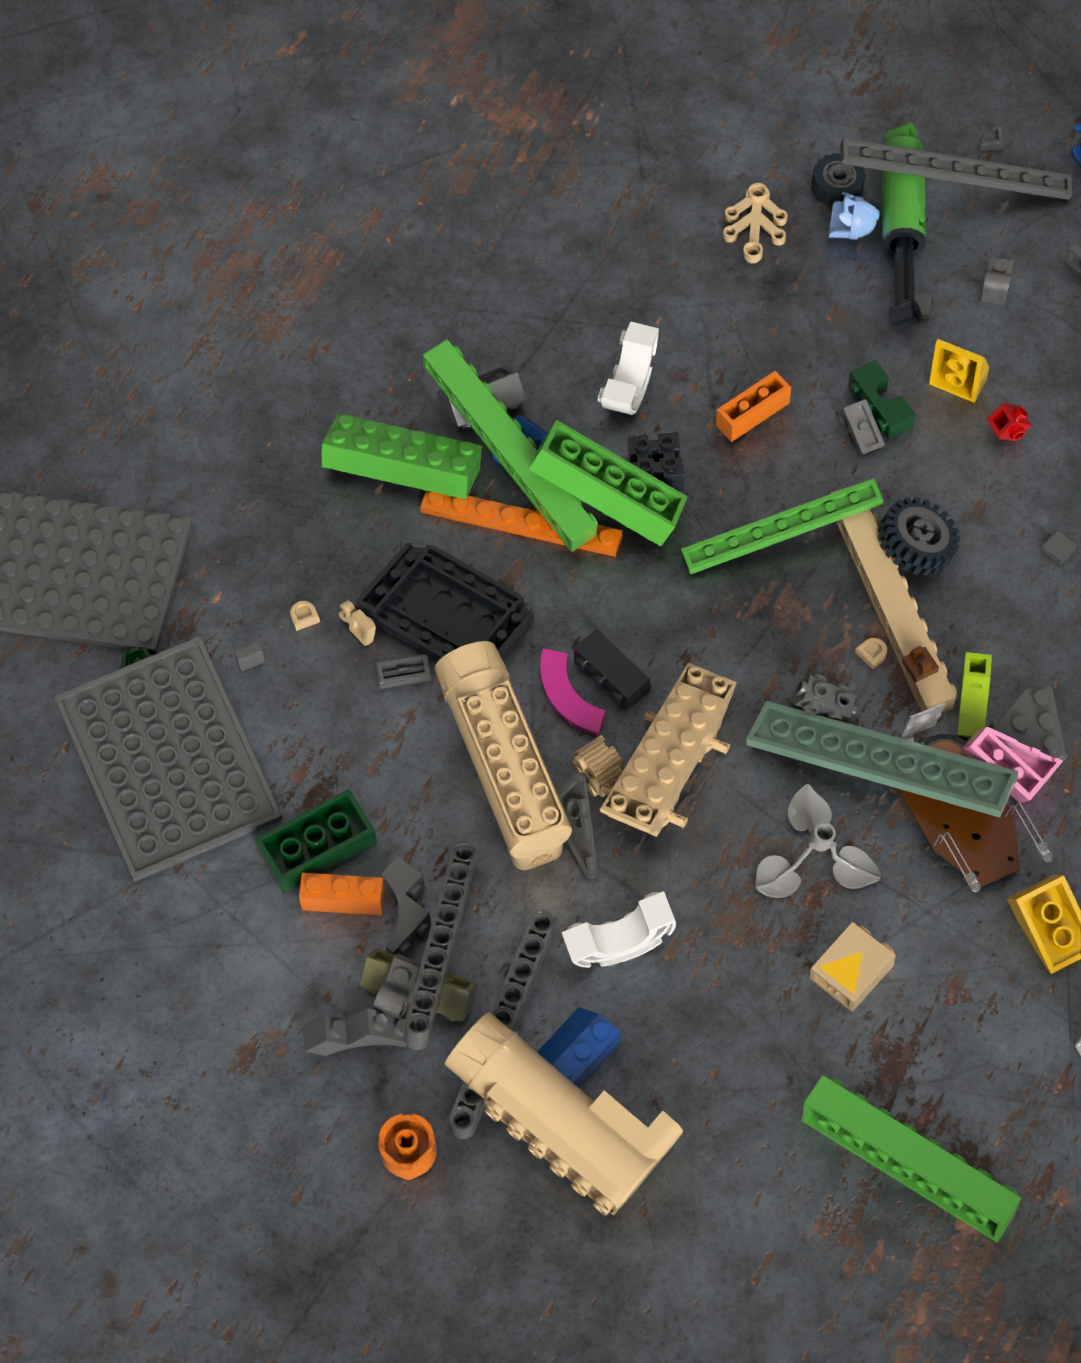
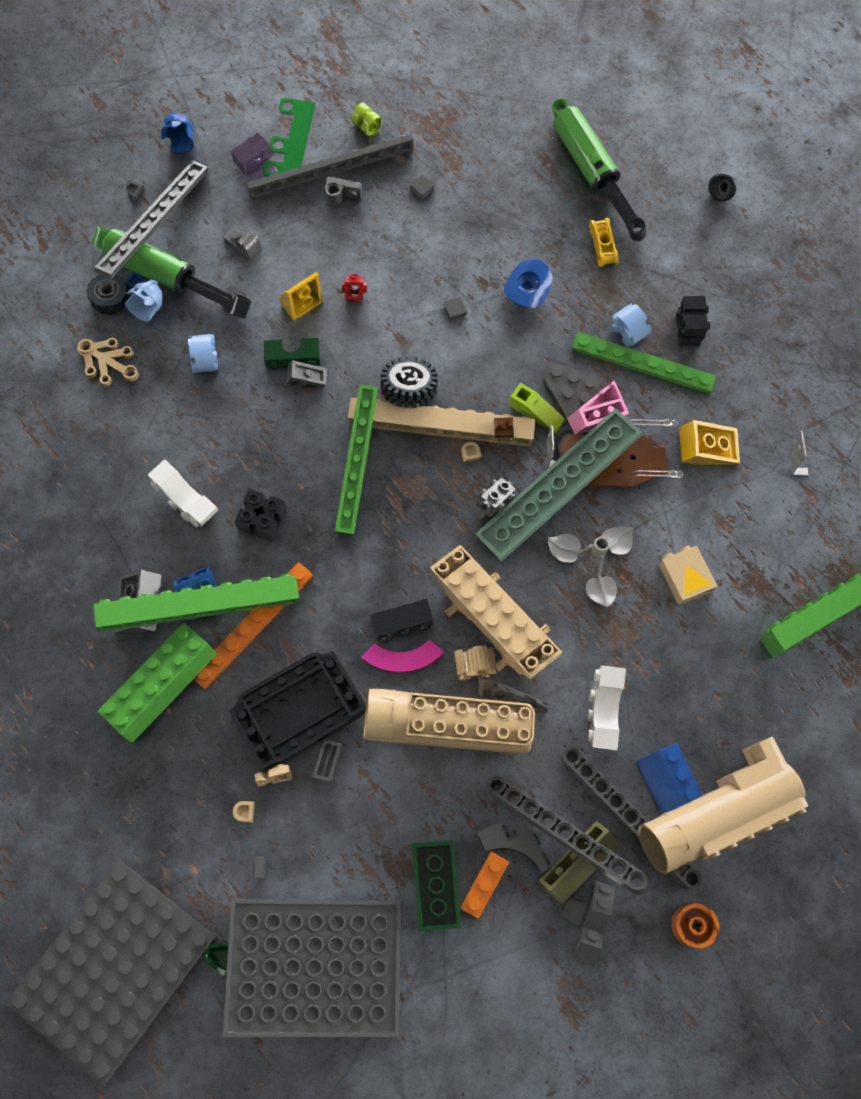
camera: 70 degrees left, 10 degrees up
(397, 990) = (582, 880): flat silver plate -> none
(608, 483) = (267, 552): bright green brick -> none
(753, 406) = (253, 432): orange brick -> none
(819, 306) = (202, 353): none -> light blue brick
(874, 197) = (133, 279): none -> blue tile

